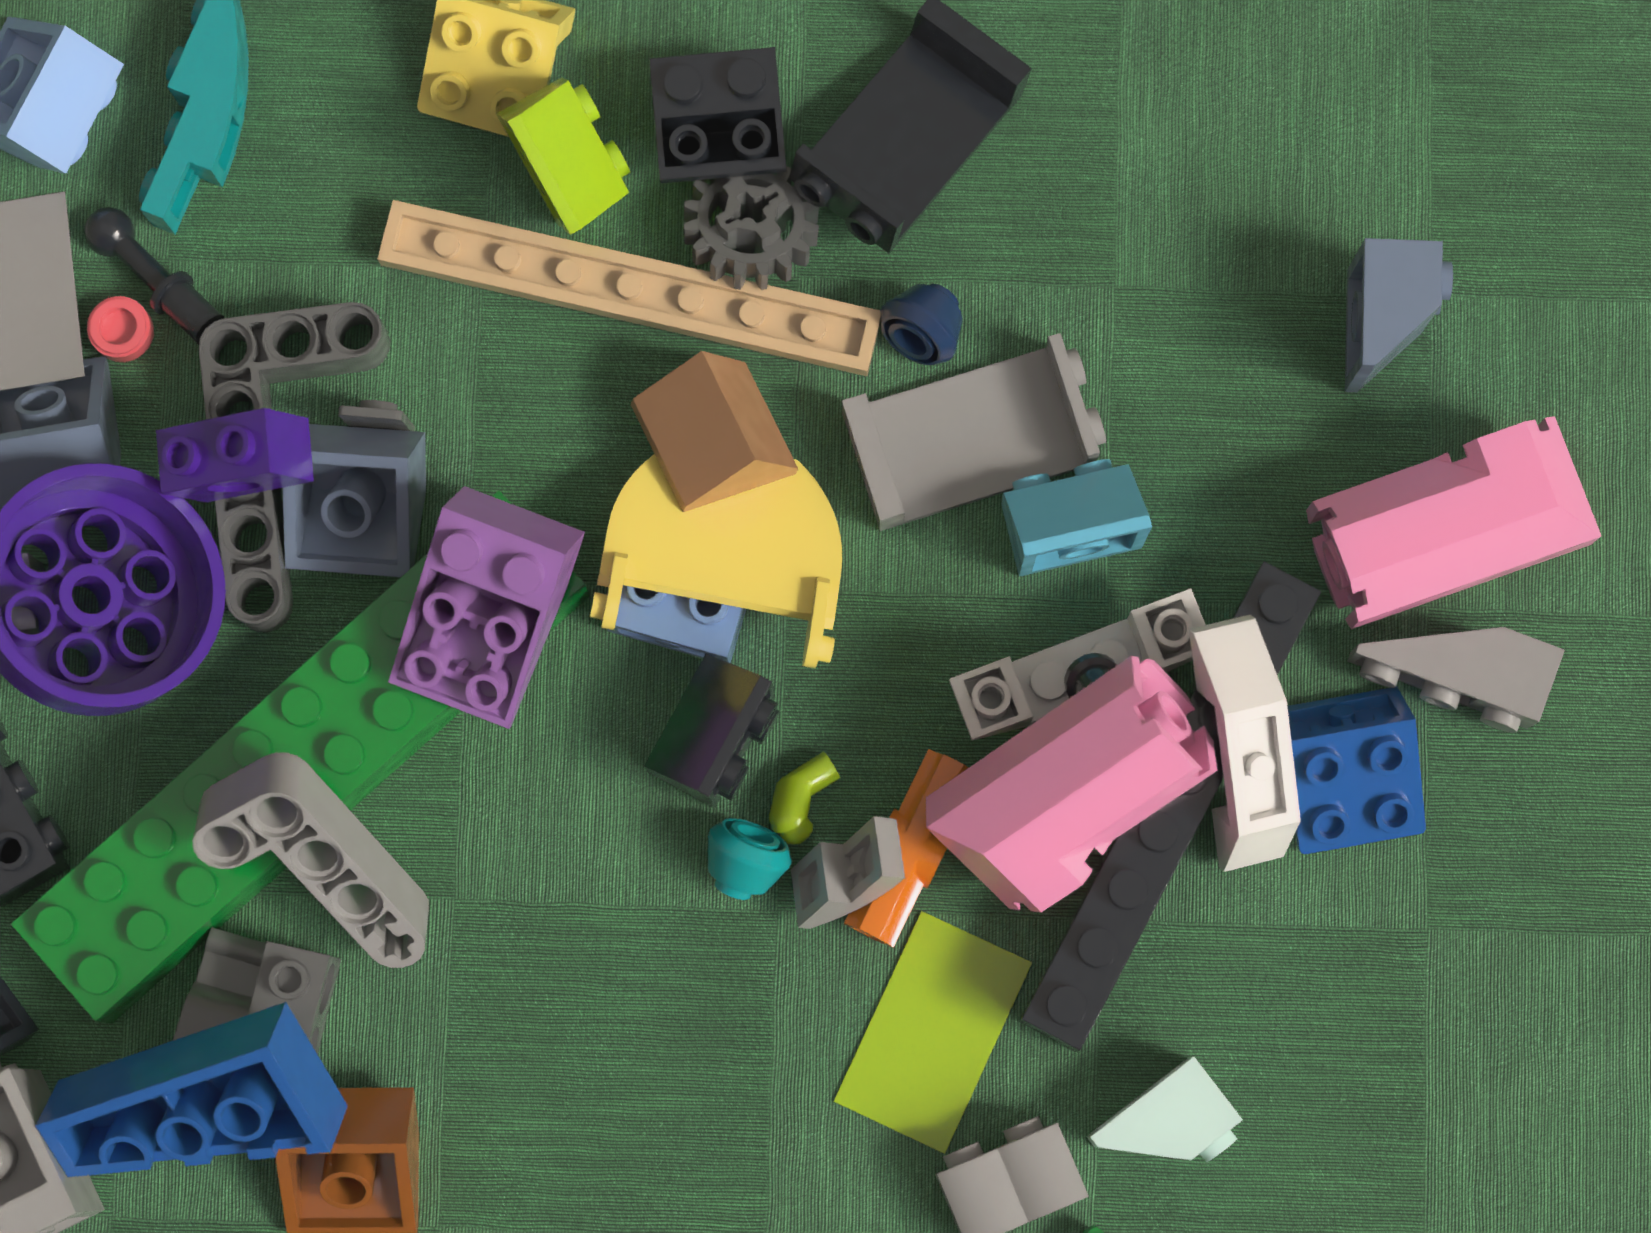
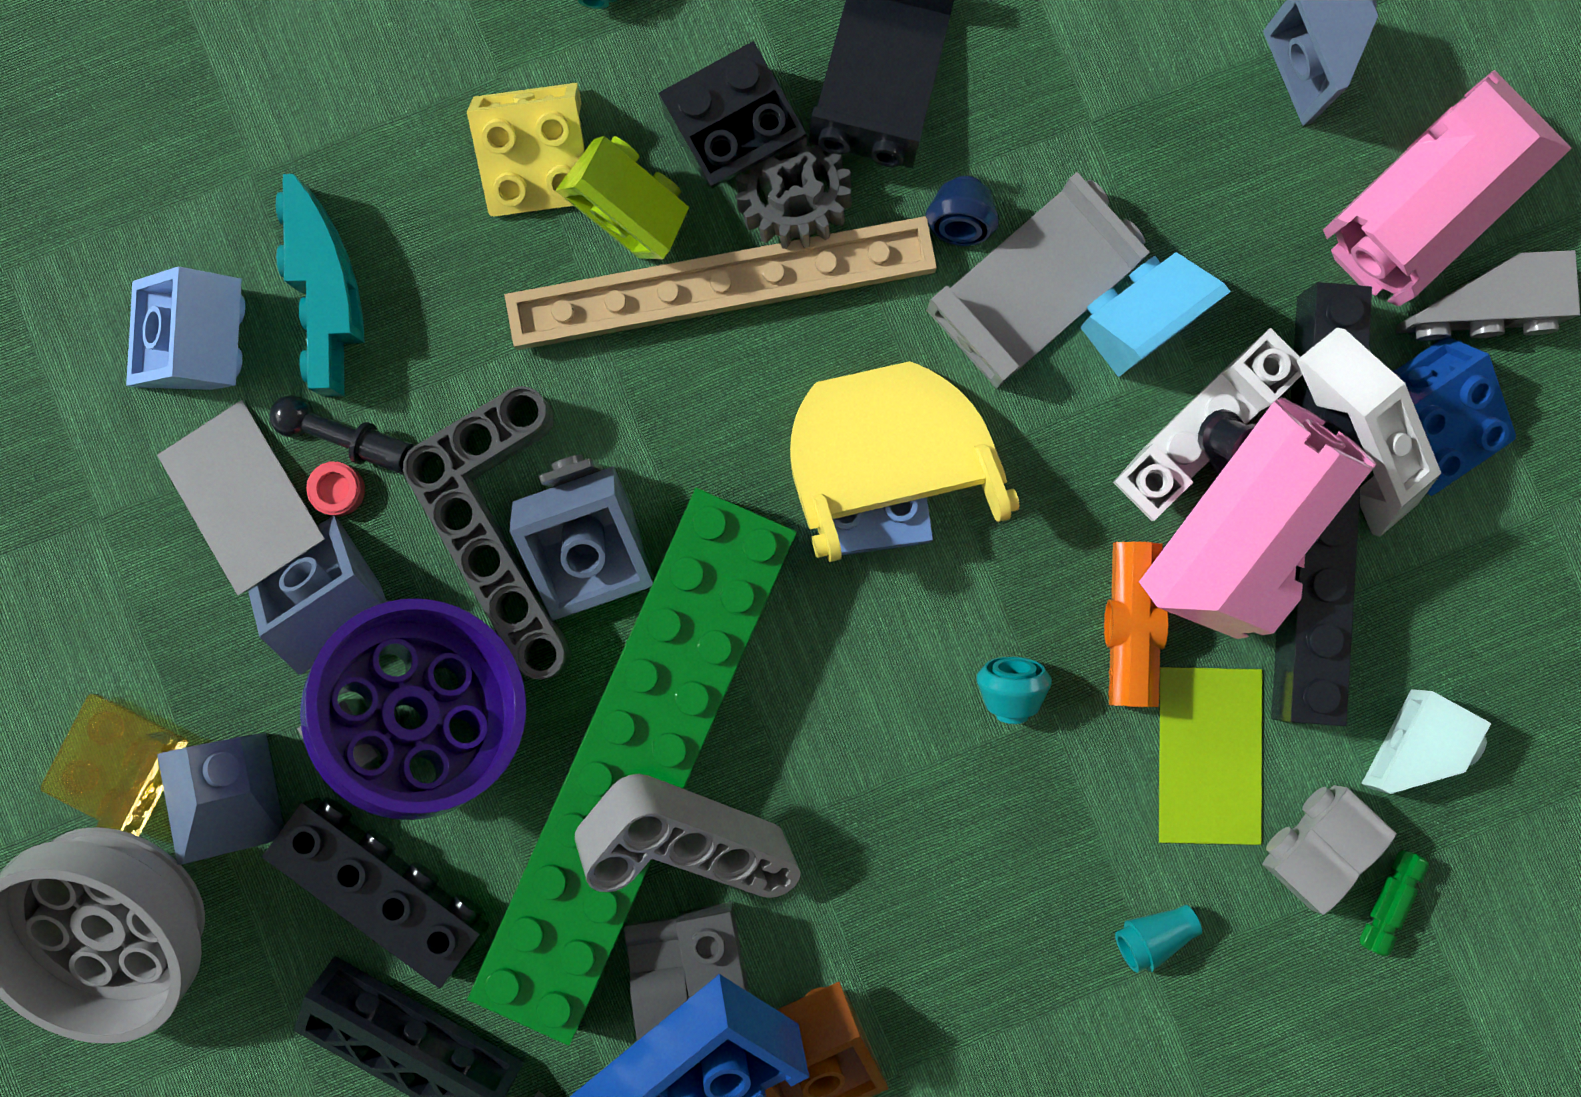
camera: 25 degrees left, 5 degrees up
(234, 455) = (475, 553): dark purple brick -> none
(484, 605) = (730, 585): medium lavender slope -> none
(712, 431) = (837, 368): medium nougat slope -> none
(712, 731) = (947, 601): black slope -> none
(781, 1198) = (1156, 937): none -> teal cone
(793, 798) = (1026, 625): lime arm -> none
(847, 875) = (1102, 667): light grey slope -> none

